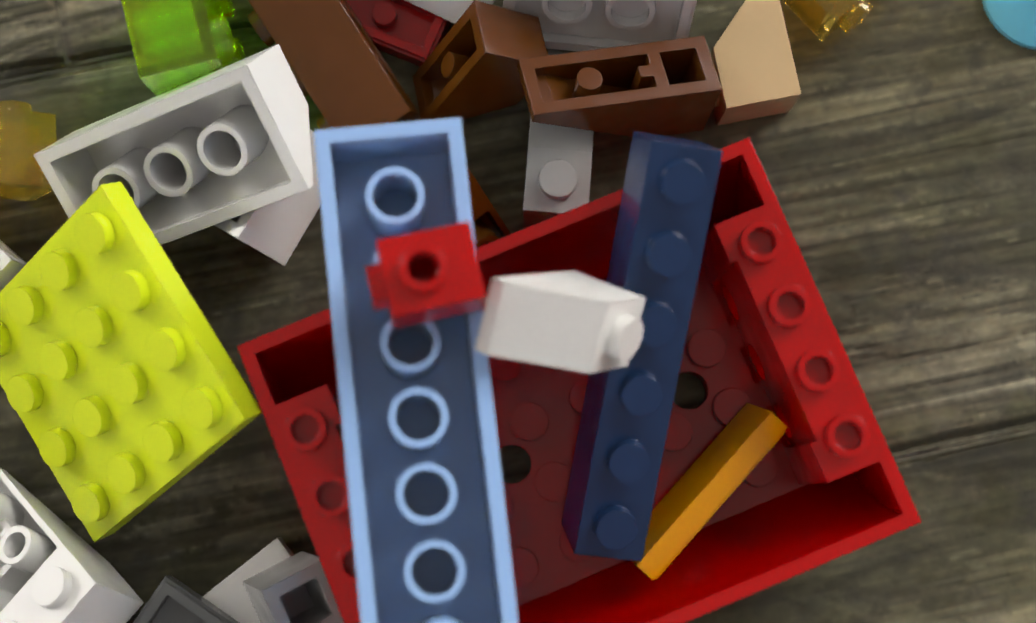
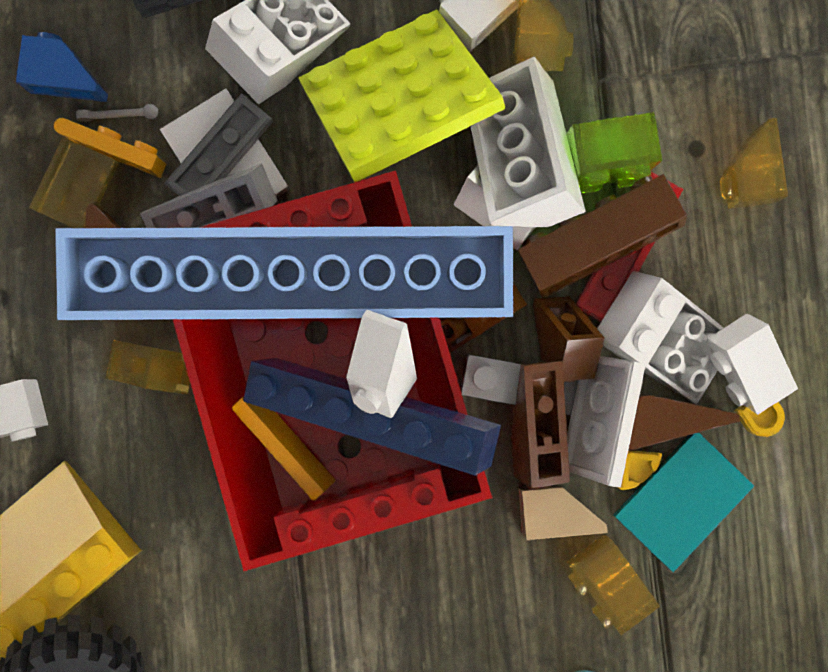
camera: 90 degrees right, 5 degrees up
(427, 275) = (411, 284): red brick -> none

